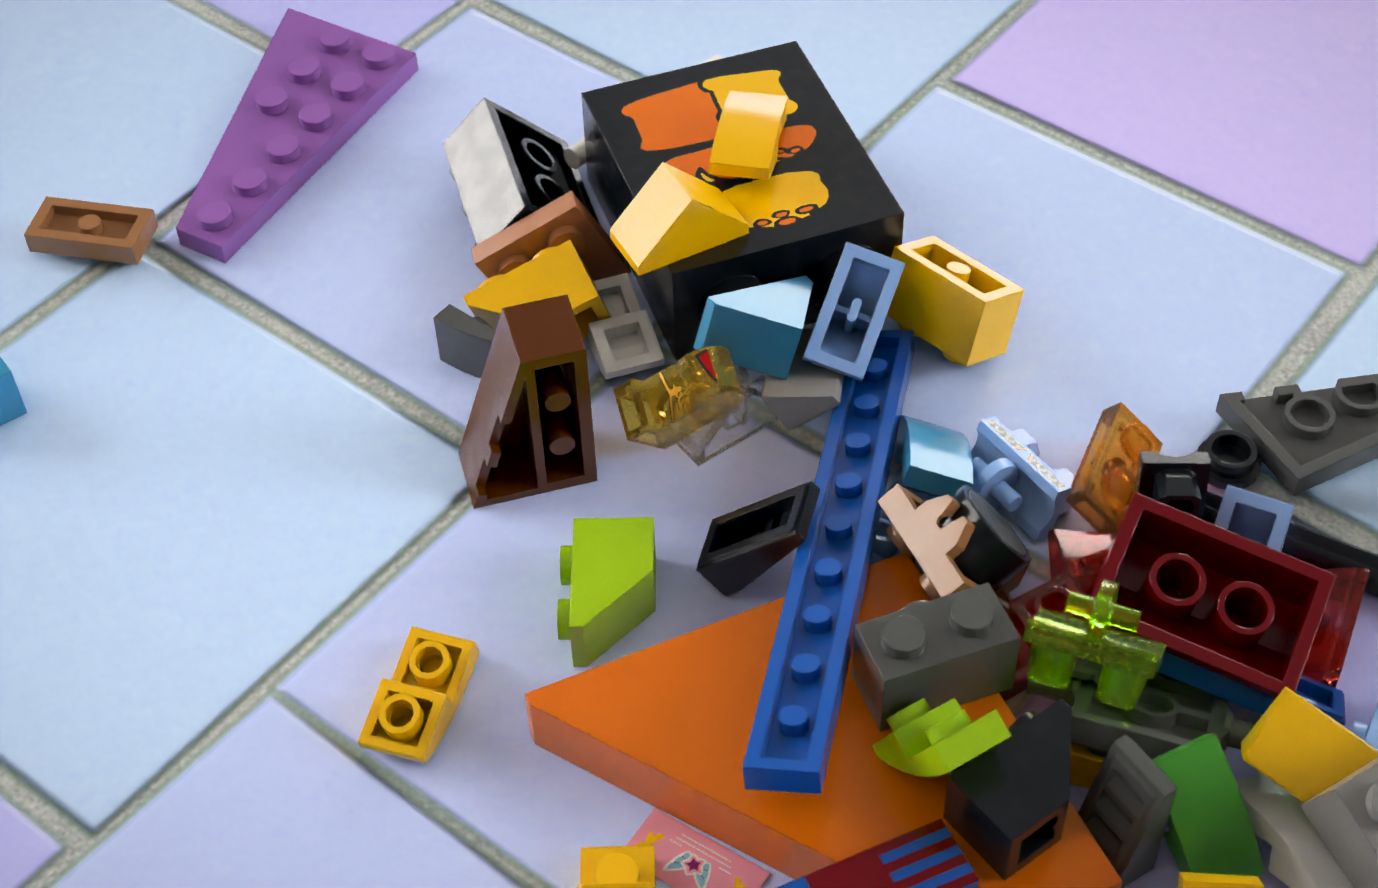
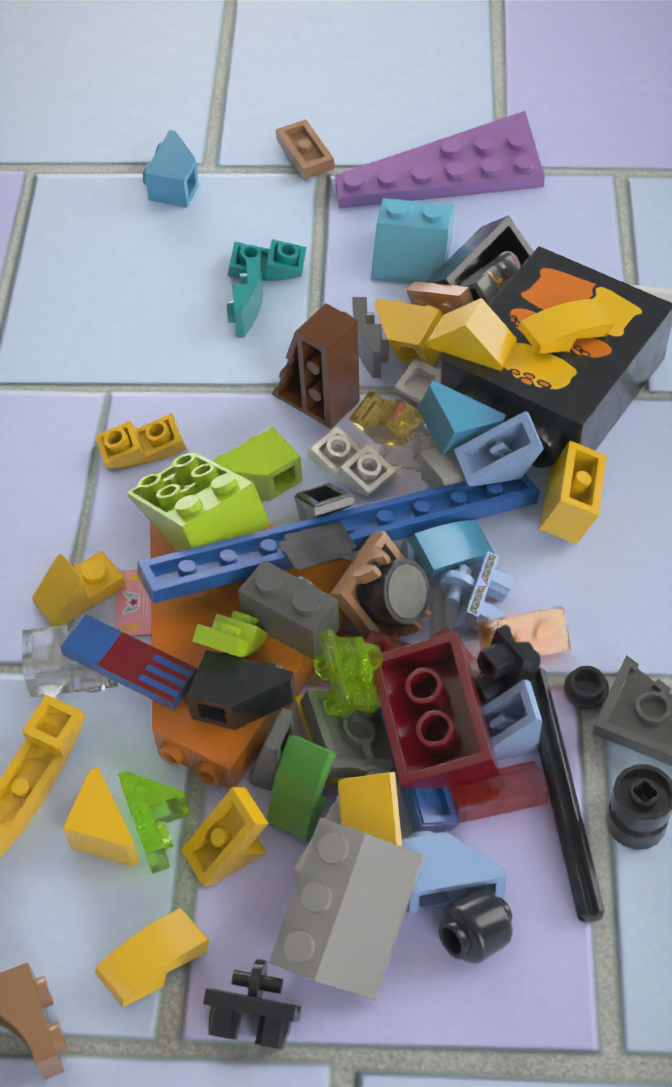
camera: 55 degrees right, 5 degrees up
(249, 377) = (278, 262): none -> teal slope
(299, 434) = (246, 298): none -> teal slope
(388, 220) = (411, 240): none -> medium azure slope
(565, 165) = (492, 277): none -> dark grey leg
(655, 664) = (199, 503): none -> lime slope
(698, 487) = (349, 463): none -> white slope
(858, 565) = (317, 545): none -> black sticker

